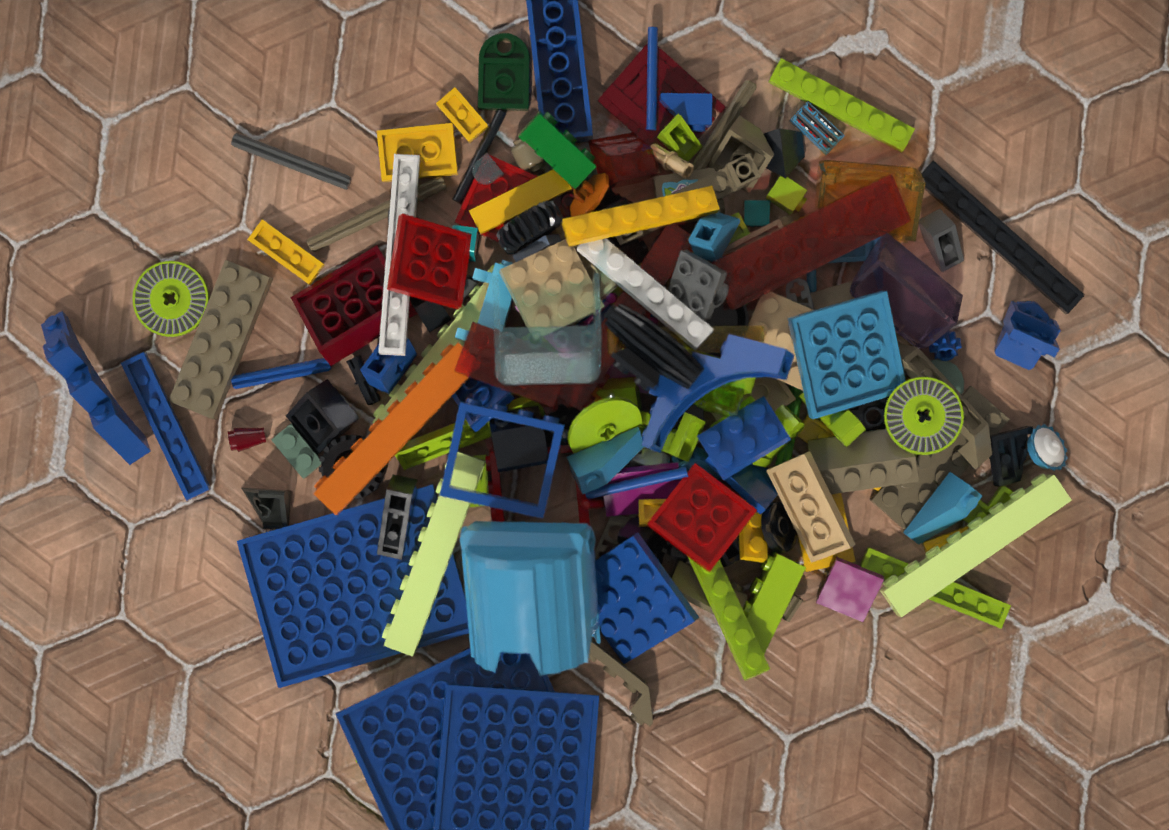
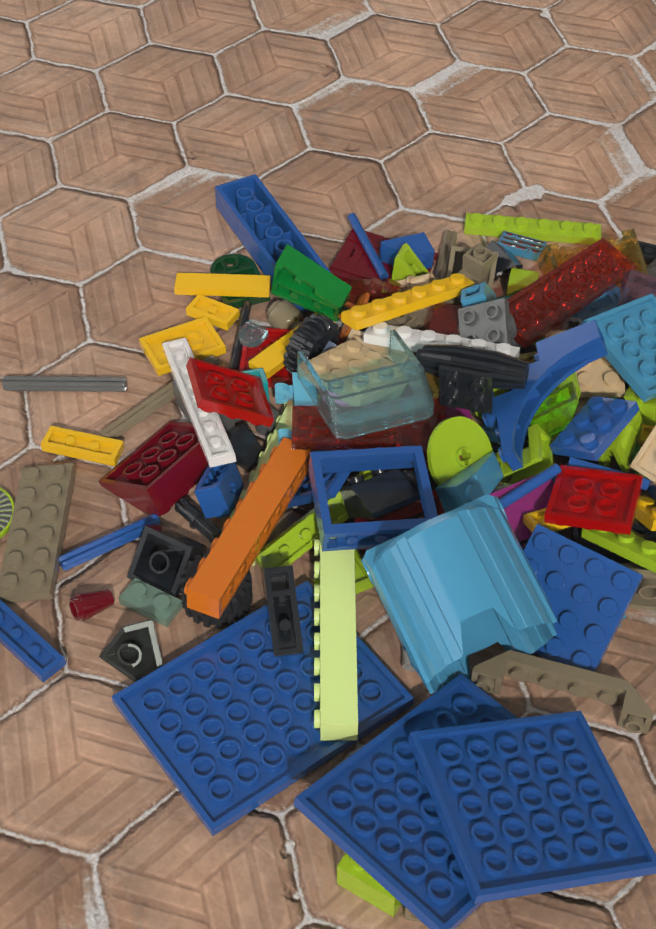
camera: 25 degrees left, 40 degrees down
(483, 83) = (222, 285): none -> yellow tile

